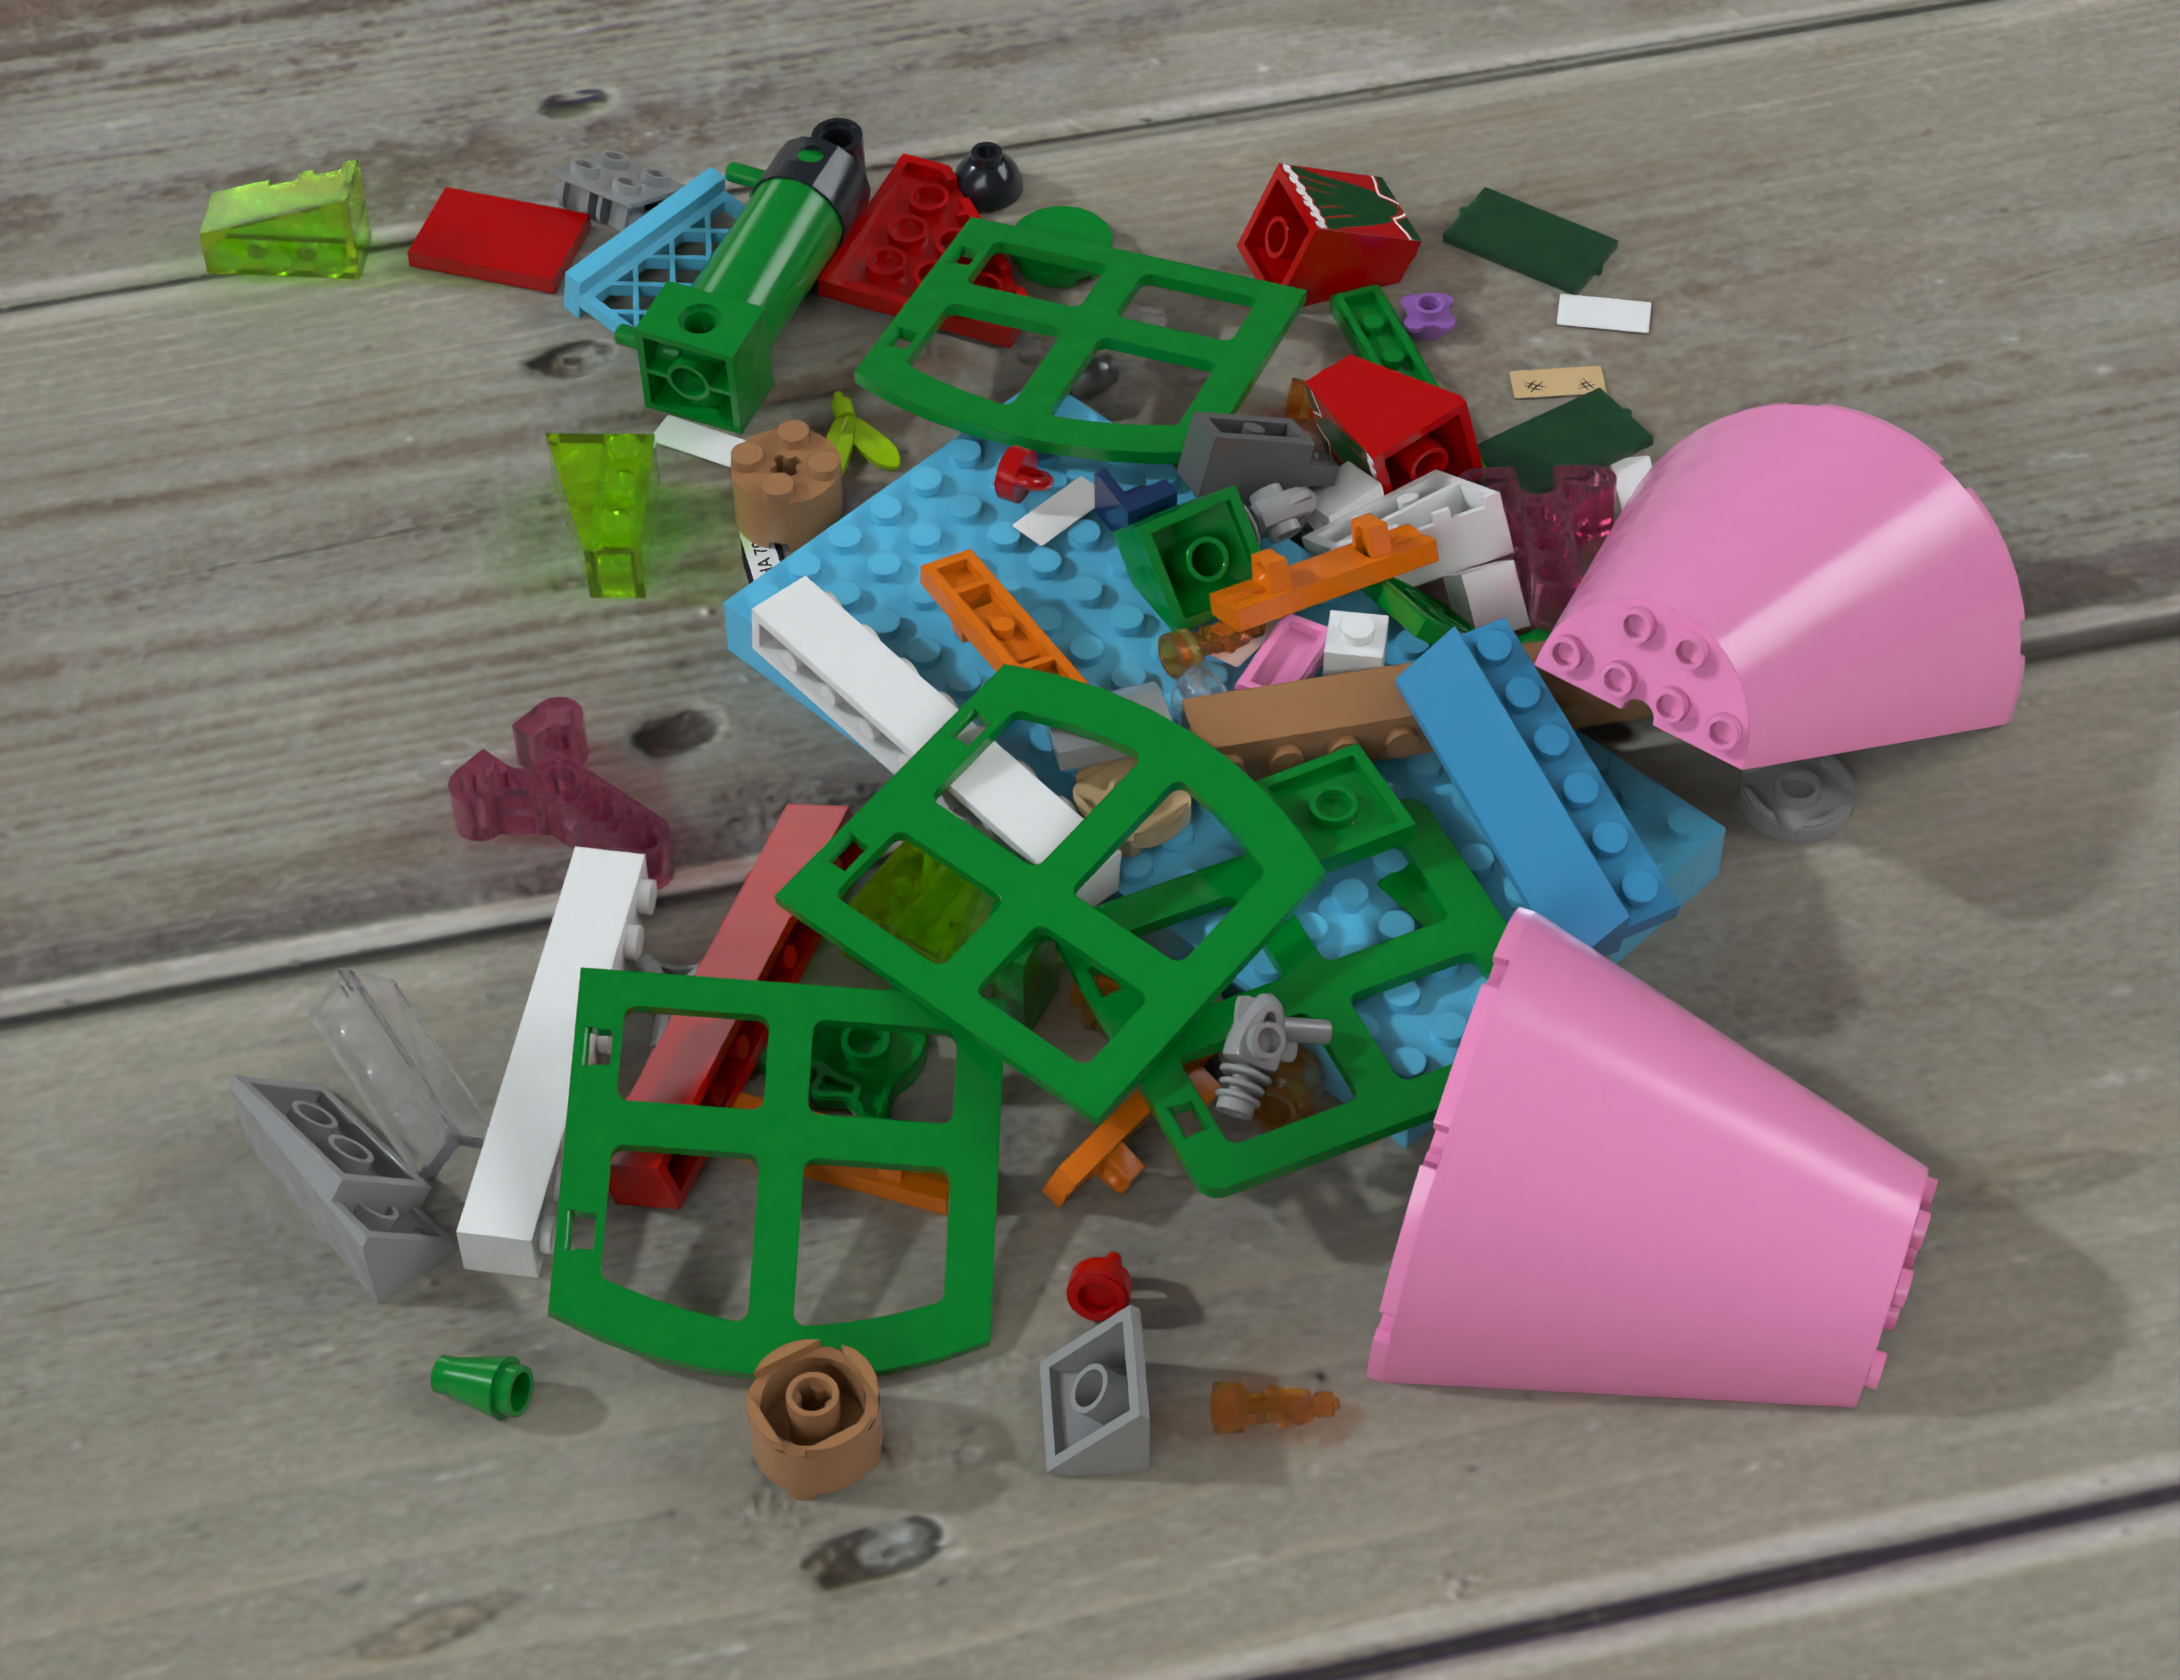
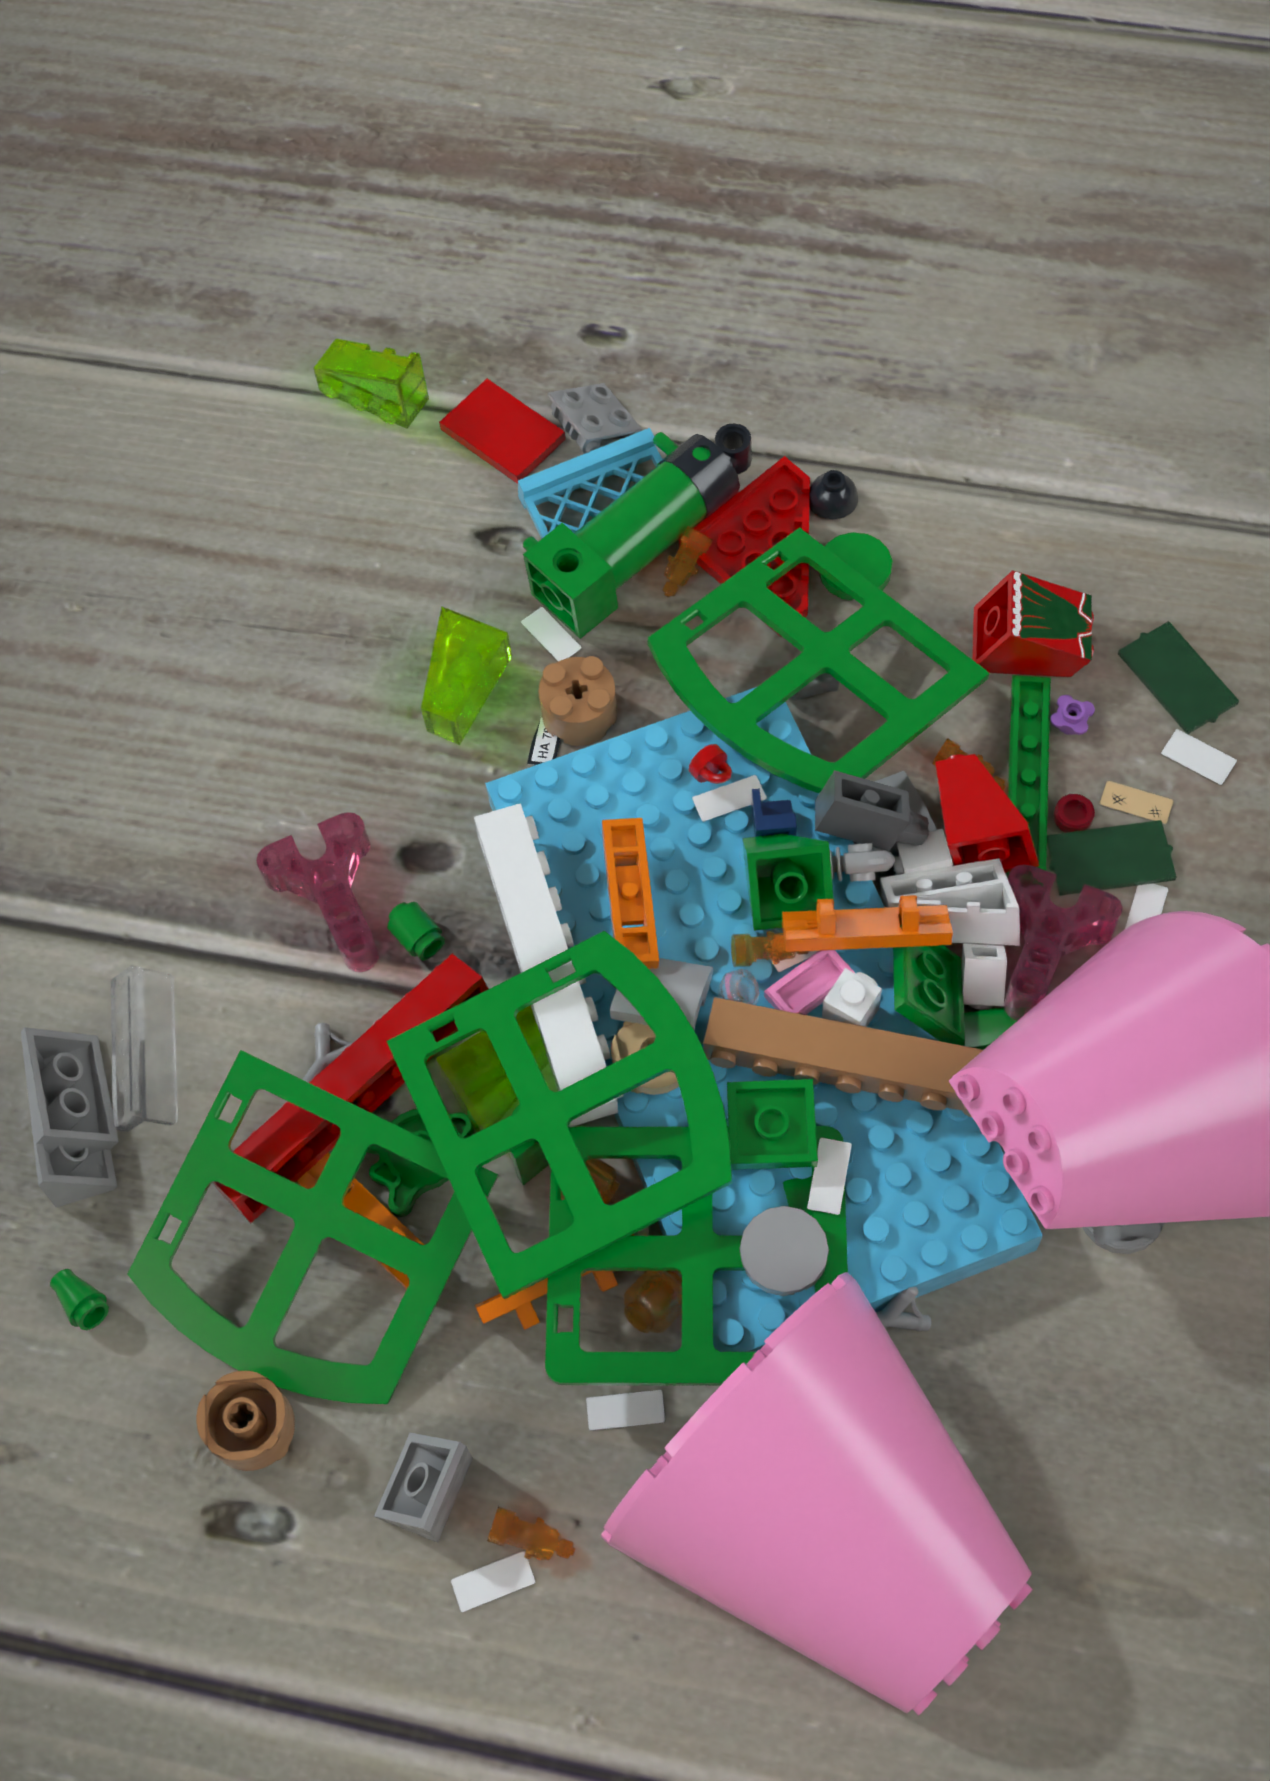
camera: 30 degrees right, 15 degrees up
(517, 1179) = (269, 1031): white brick -> none
(715, 806) = (415, 930): none -> green brick
(837, 307) = (681, 566): none -> clear orange piece
(851, 432) = (643, 667): lime piece -> none
(1099, 1287) = (467, 1400): red tile -> none
(1249, 1482) = (492, 1581): none -> white sticker
(1256, 1046) = (624, 1291): light grey piece -> none
(1309, 1231) = (625, 1410): none -> white sticker
(1427, 939) = (784, 1250): none -> light grey tile
(1437, 850) = (829, 1176): none -> white sticker
(1492, 413) = (1074, 813): none -> dark red tile
(1534, 788) = (909, 1172): dark azure slope -> none

